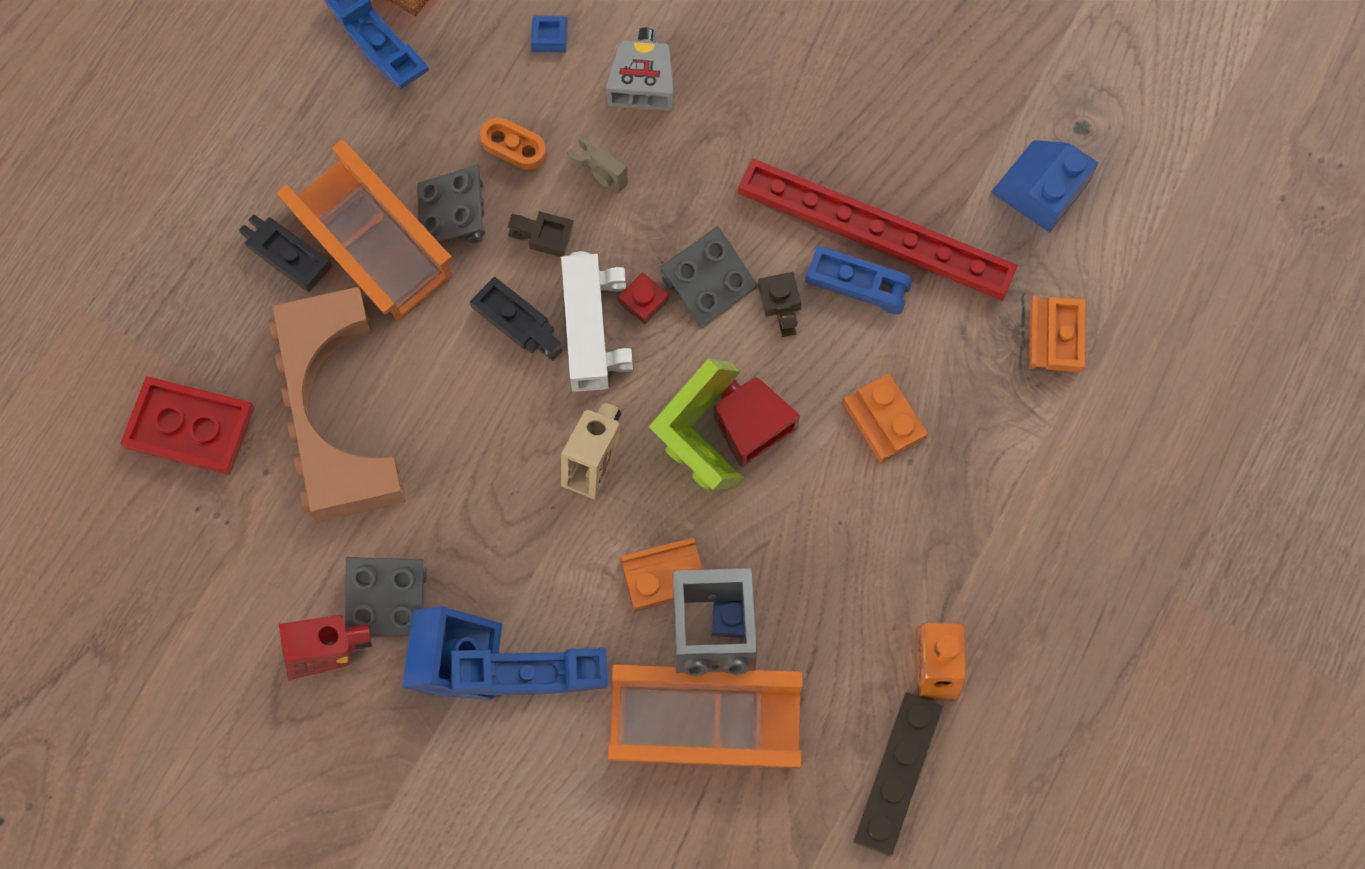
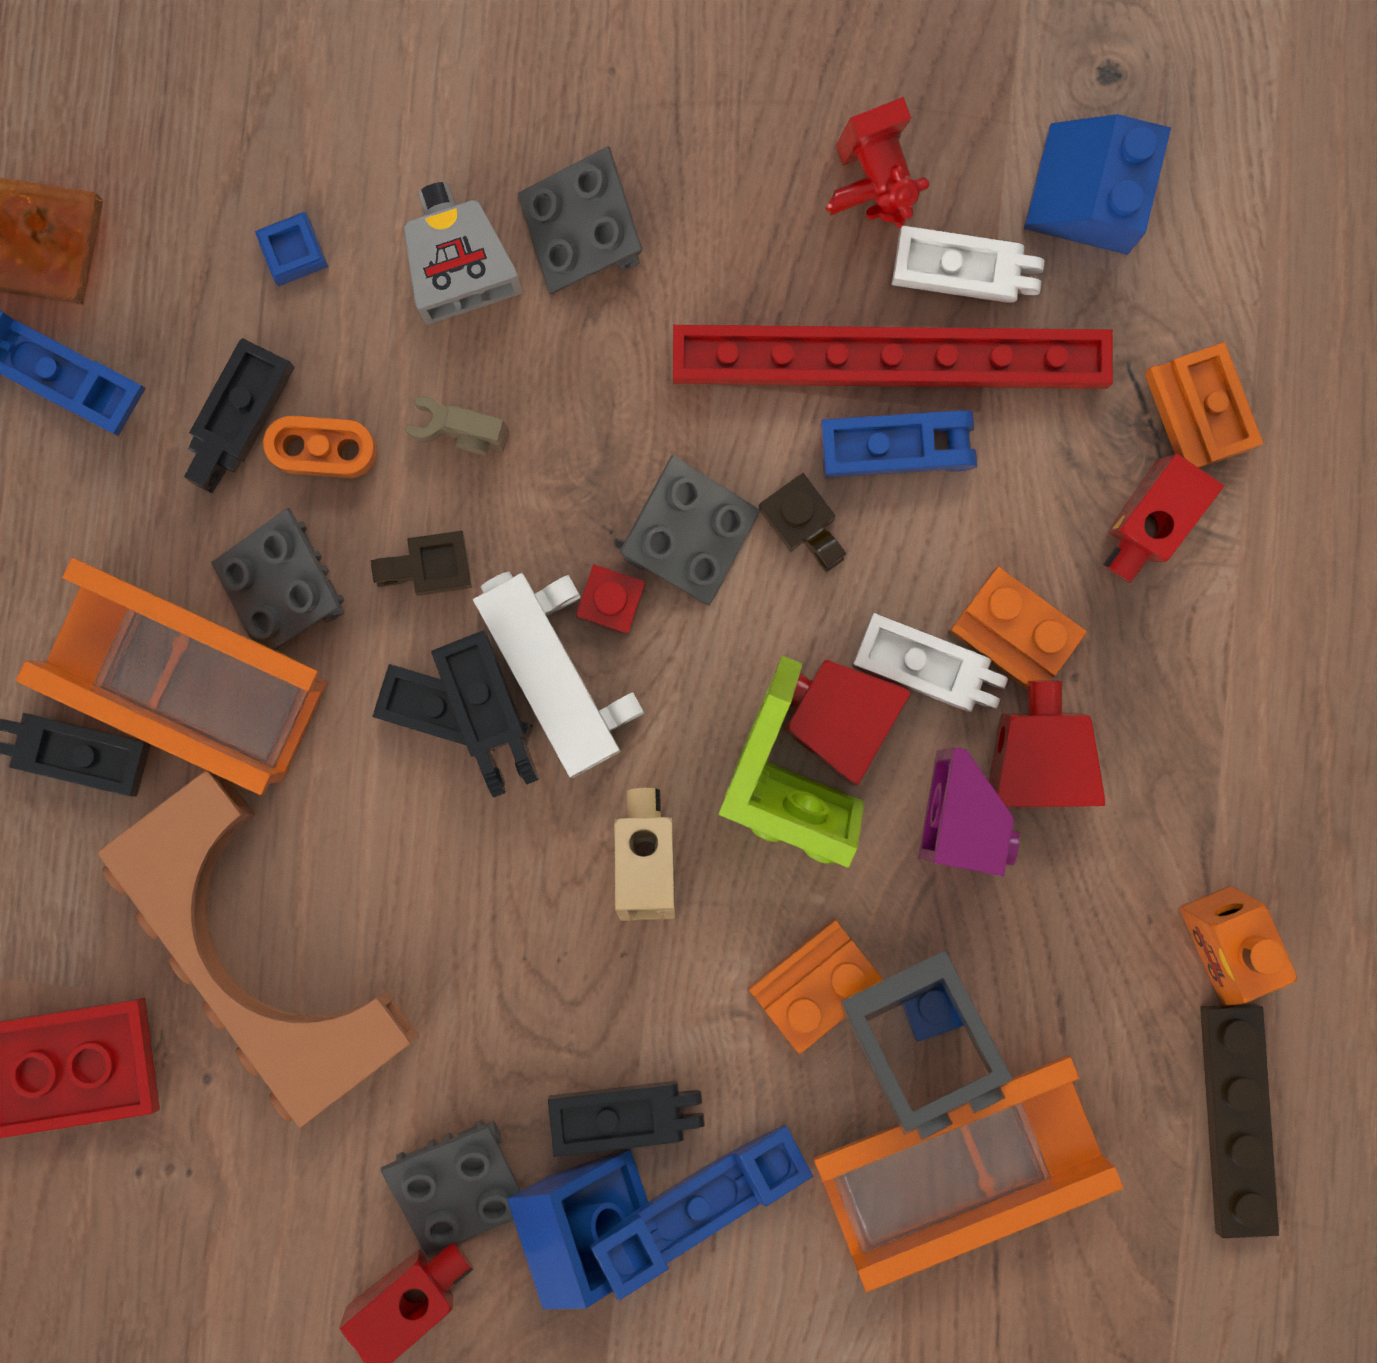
camera: 25 degrees left, 15 degrees up
(473, 106) = (235, 412): none -> black hinge
(505, 598) = (621, 1118): none -> black hinge
(538, 318) = (483, 707): none -> black hinge
(725, 83) = (581, 221): none -> dark grey hinge
(799, 504) = (966, 818): none -> magenta slope
(820, 412) = (927, 664): none -> white hinge
(868, 491) = (1046, 754): none -> red torso
(916, 104) = (875, 143): none -> red piece
(944, 196) = (964, 265): none -> white hinge
(1013, 371) = (1176, 498): none -> red torso

